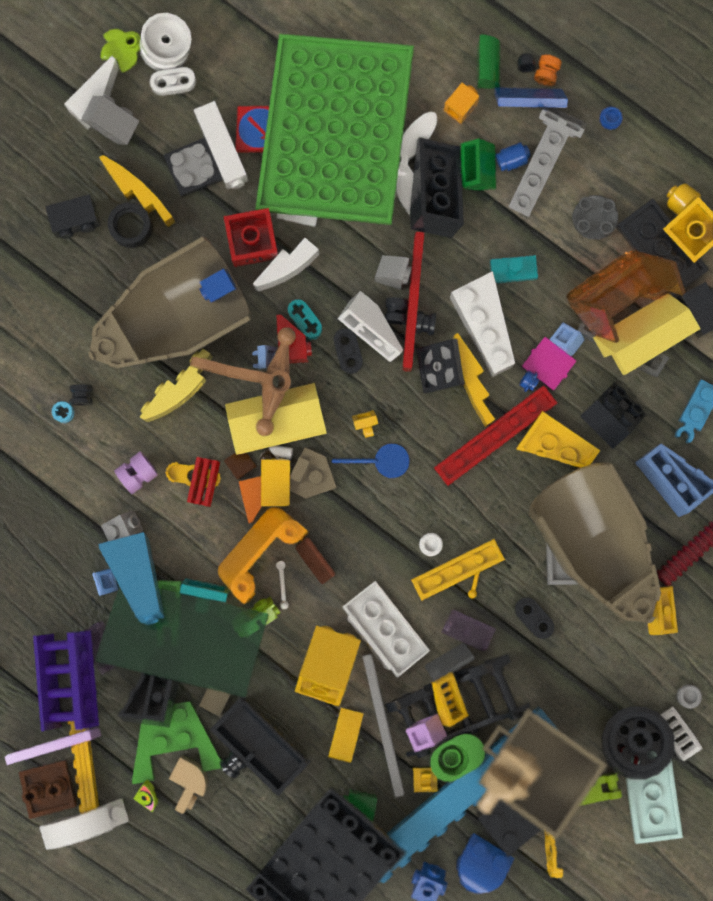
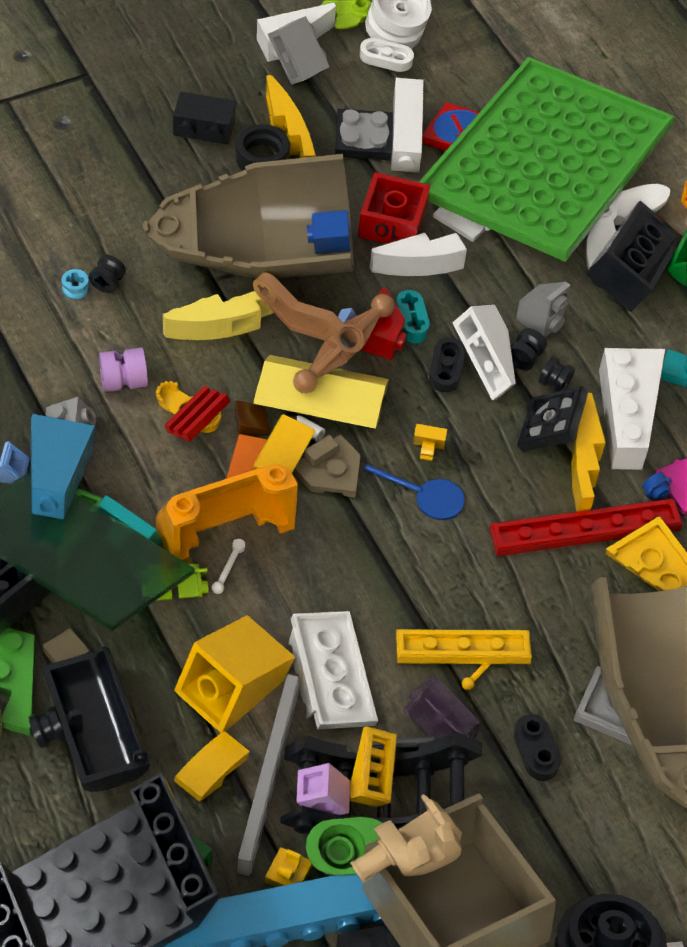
camera: 20 degrees right, 30 degrees down
(315, 561) = (286, 555): copper slope -> none
(413, 302) = (553, 347): red tile -> none
(430, 544) = (442, 605): white tile -> none

